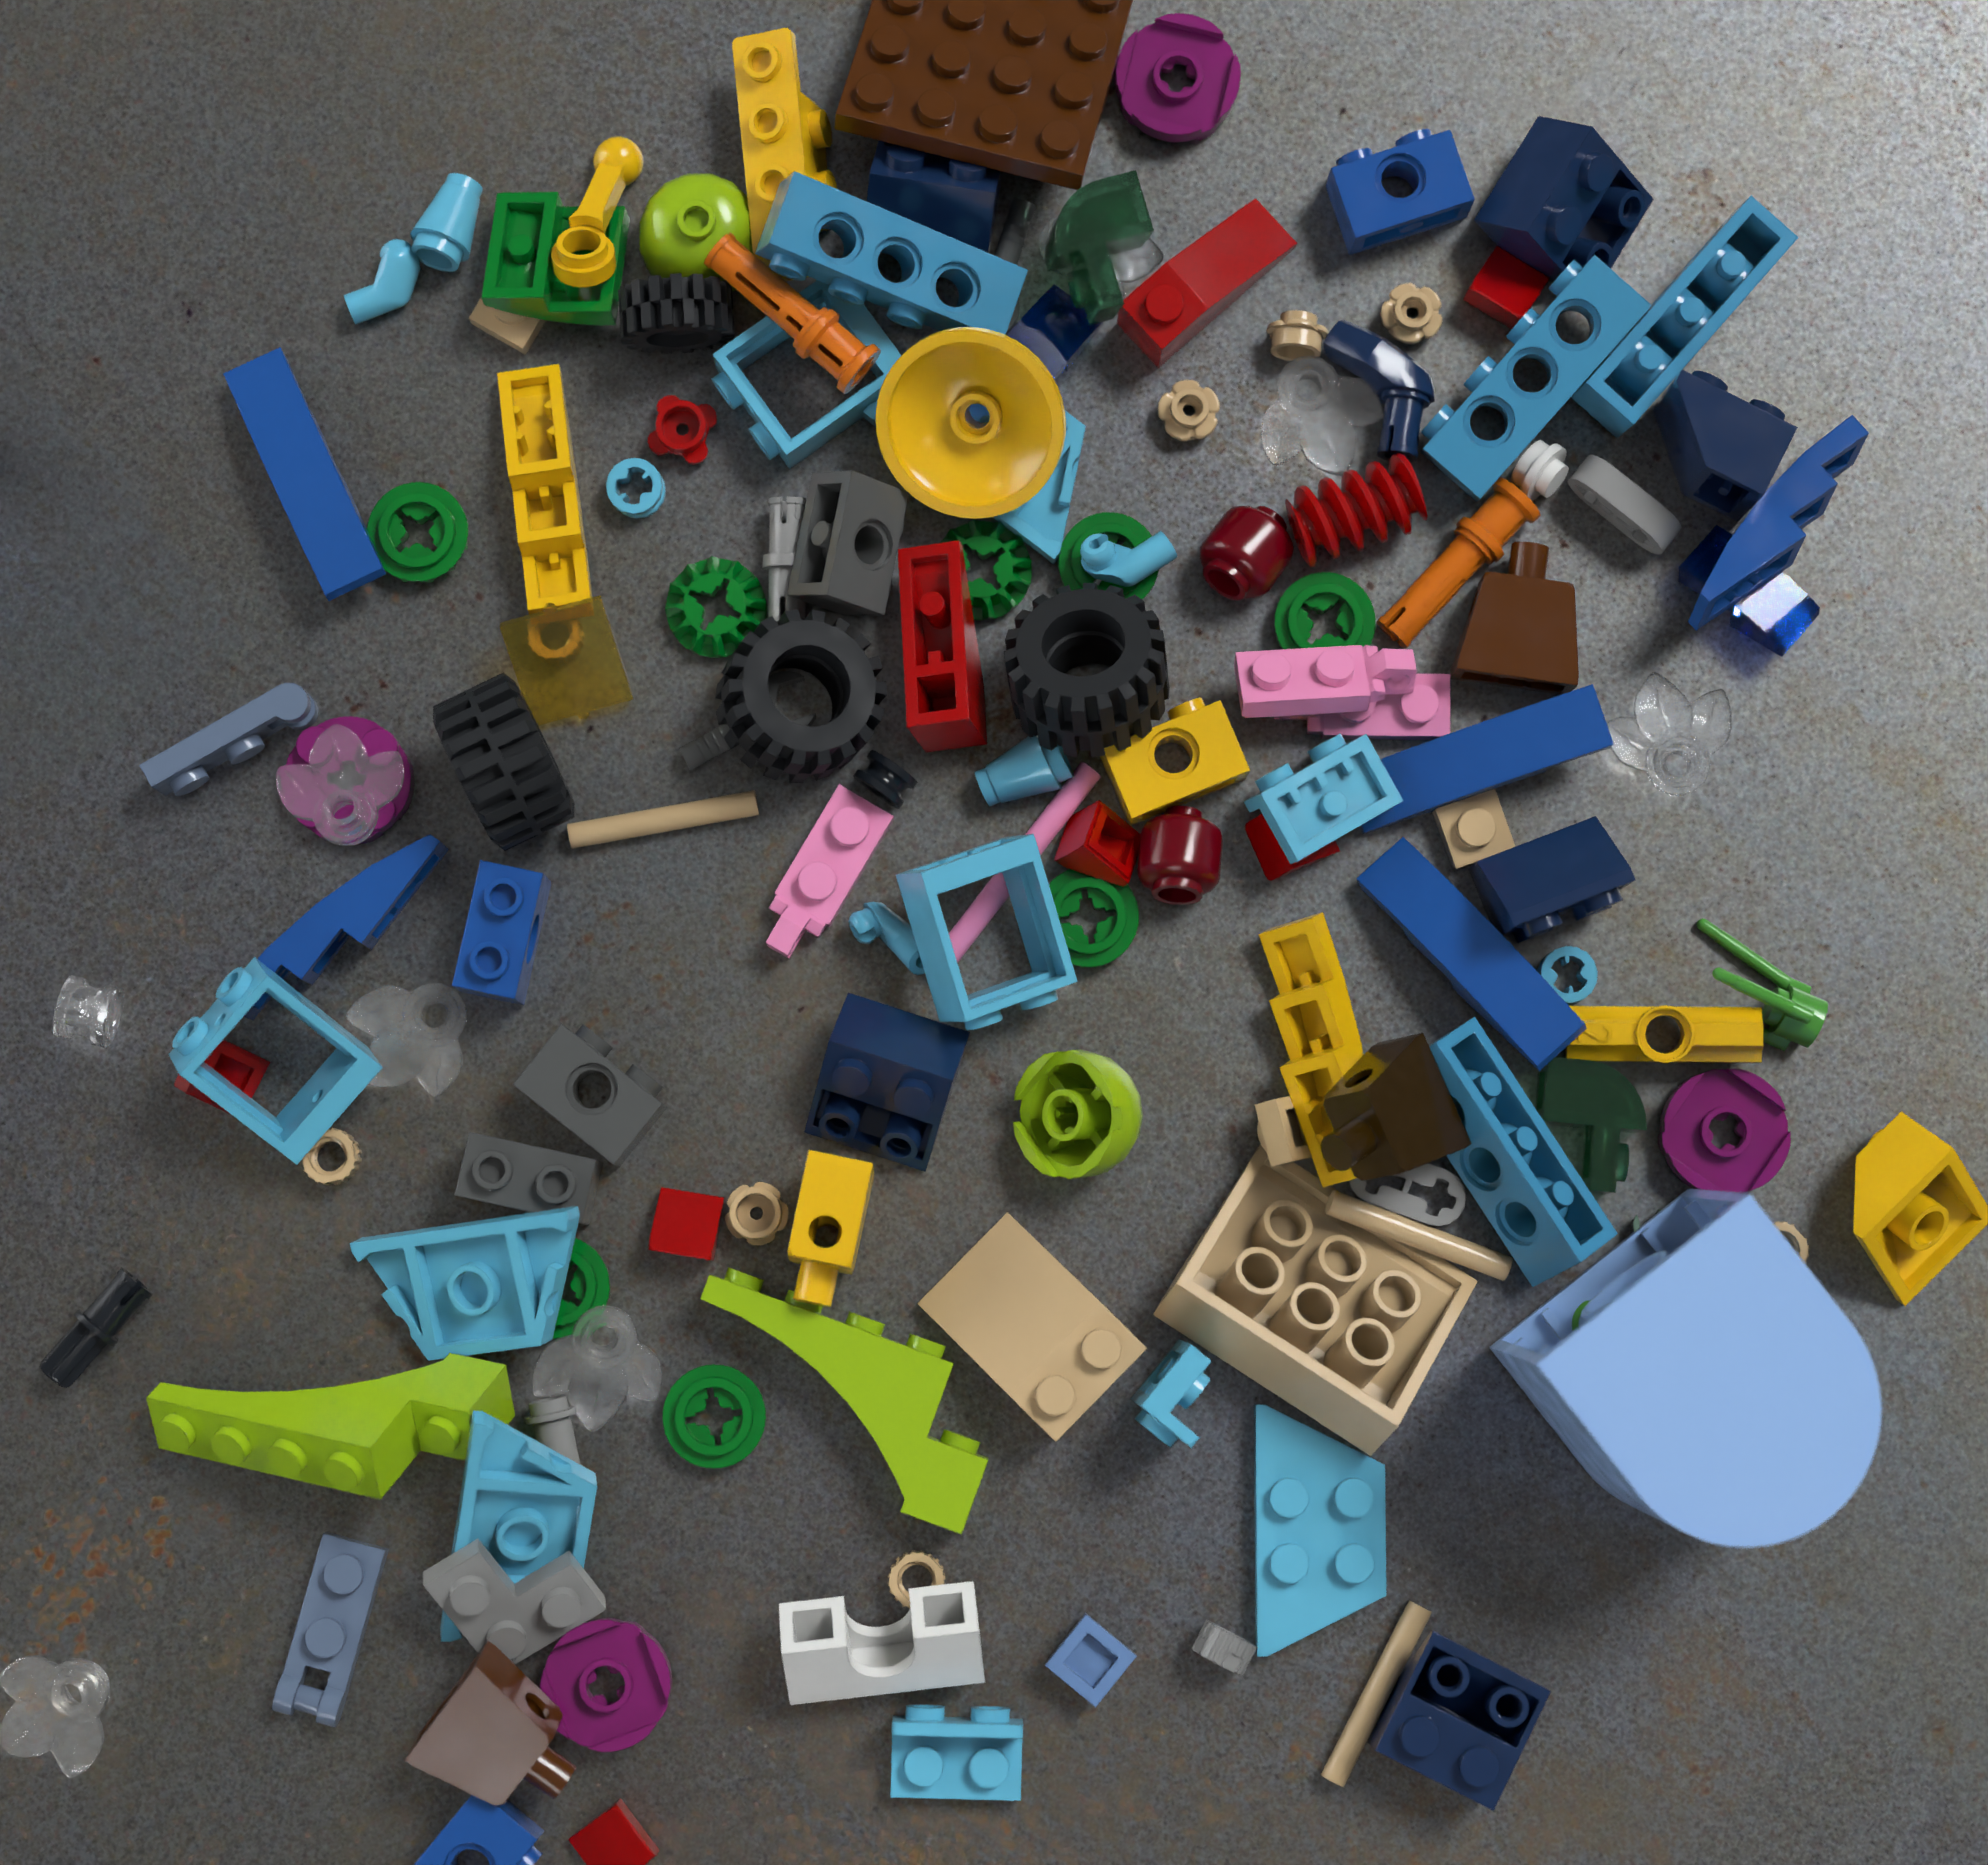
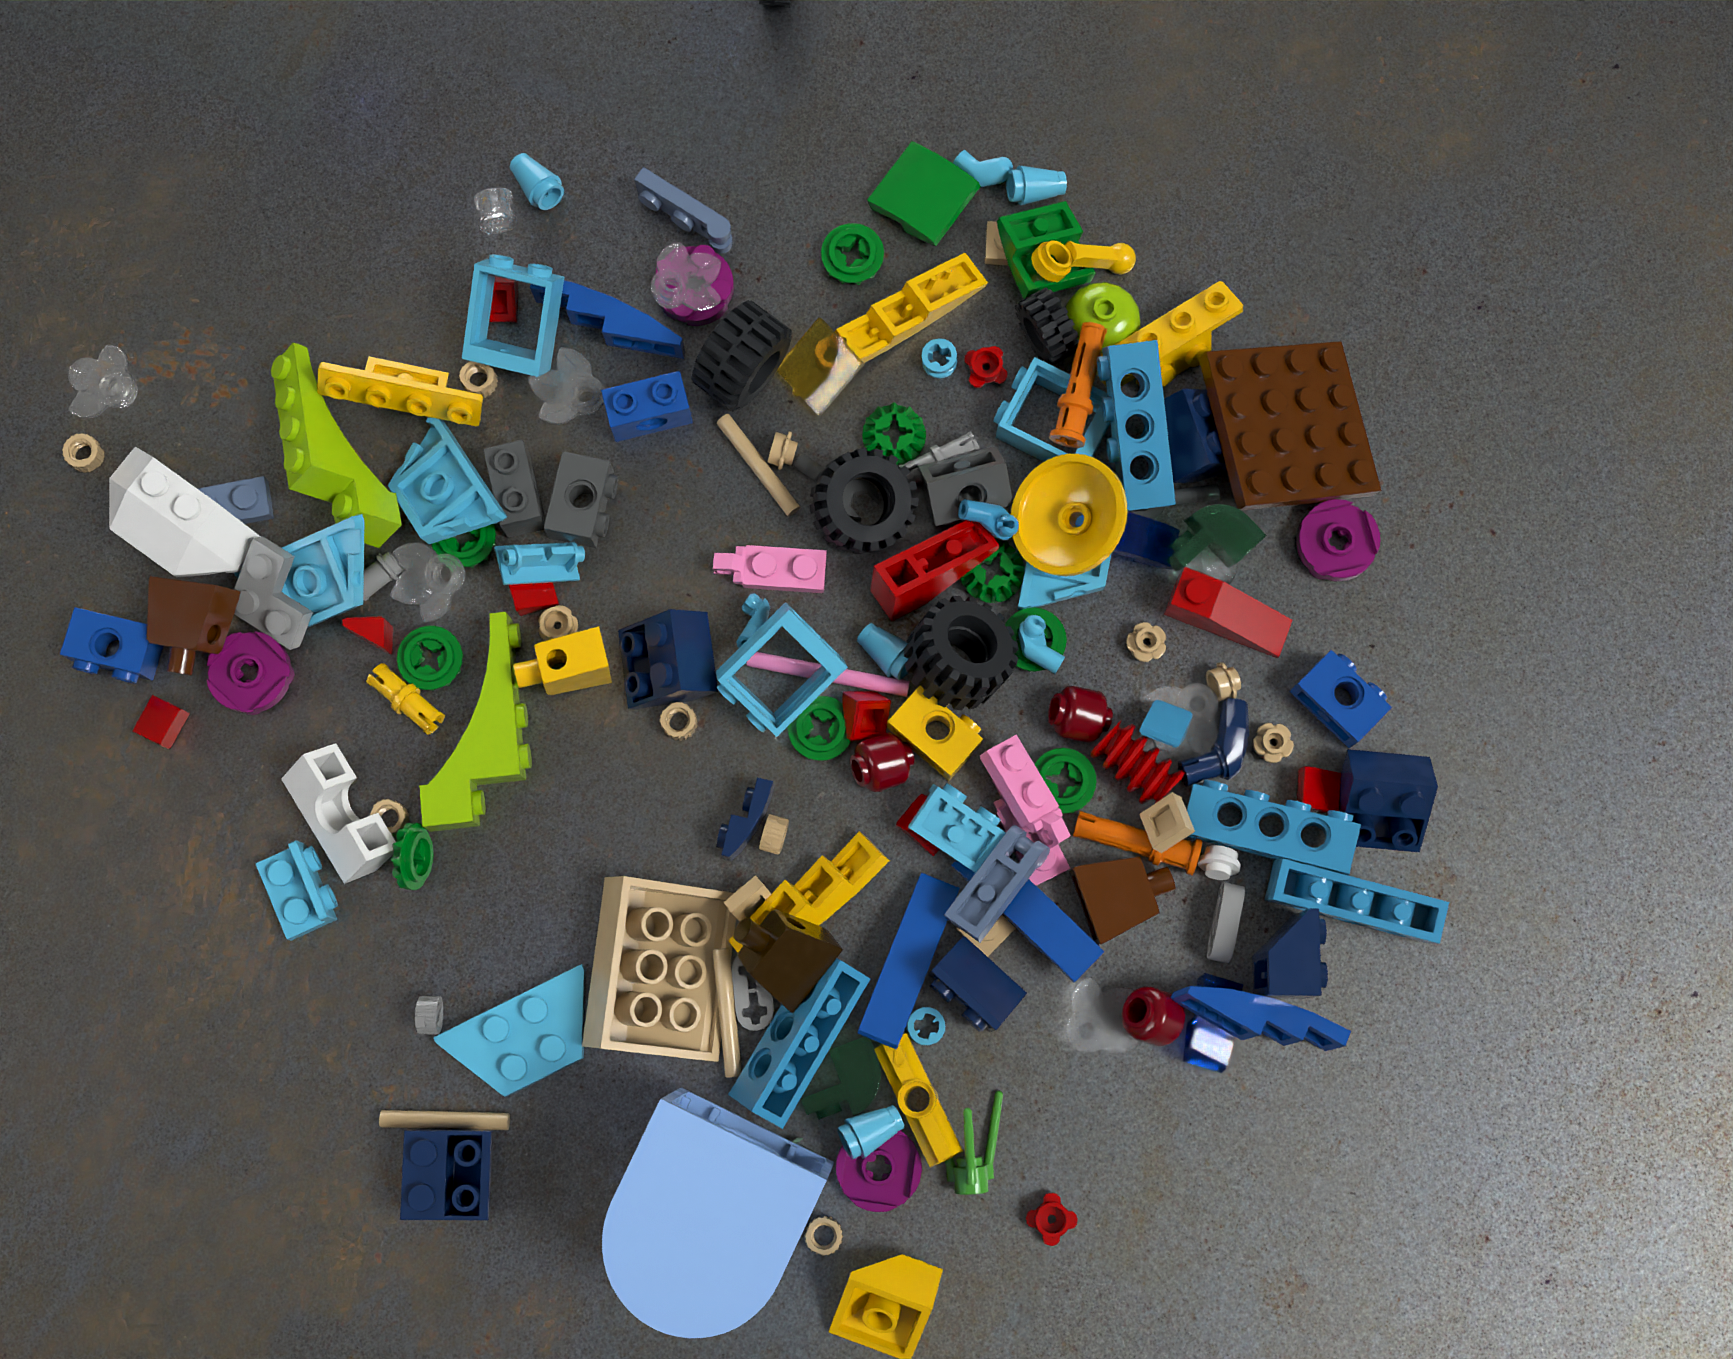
camera: 65 degrees right, 5 degrees down
(73, 931) = (537, 182): none -> medium azure cone
(94, 1329) = (322, 300): black axle -> none
(130, 1789) = (78, 441): none -> tan axle
(297, 1270) = (401, 389): none -> yellow bracket
(304, 474) = (851, 177): blue slope -> none
(331, 1690) = (174, 520): none -> white wedge
(379, 386) = (923, 193): none -> green slope
(635, 1479) = (373, 630): none -> red slope
(656, 1194) = (539, 562): none -> medium azure hinge
(661, 774) = (782, 450): none -> tan plate
(757, 1477) = (405, 698): none -> yellow pin
(885, 779) = (842, 574): black bush -> none
(916, 530) = (991, 517): none -> dark azure arm
(964, 1123) = (688, 730): none -> tan axle
(994, 1568) = (412, 856): none -> green gear
(1032, 1326) = (564, 813): tan slope -> none
(1076, 1114) = (699, 775): lime cylinder -> none
(1090, 1659) = (387, 940): medium blue plate -> none
(1174, 1381) = (550, 905): medium azure bracket -> none
(1180, 1099) = (740, 831): none -> dark blue slope
(1206, 1053) = (774, 834): none -> tan axle
(1320, 442) = (1166, 723): none -> dark azure slope
(1429, 782) = (996, 883): none -> sand blue plate
(1460, 511) = (1167, 822): none -> tan plate
(1677, 1118) = (869, 1131): none -> medium azure cone
(1704, 665) = (1152, 1016): none -> dark red head
(1918, 940) = (1051, 1231): none -> red plate

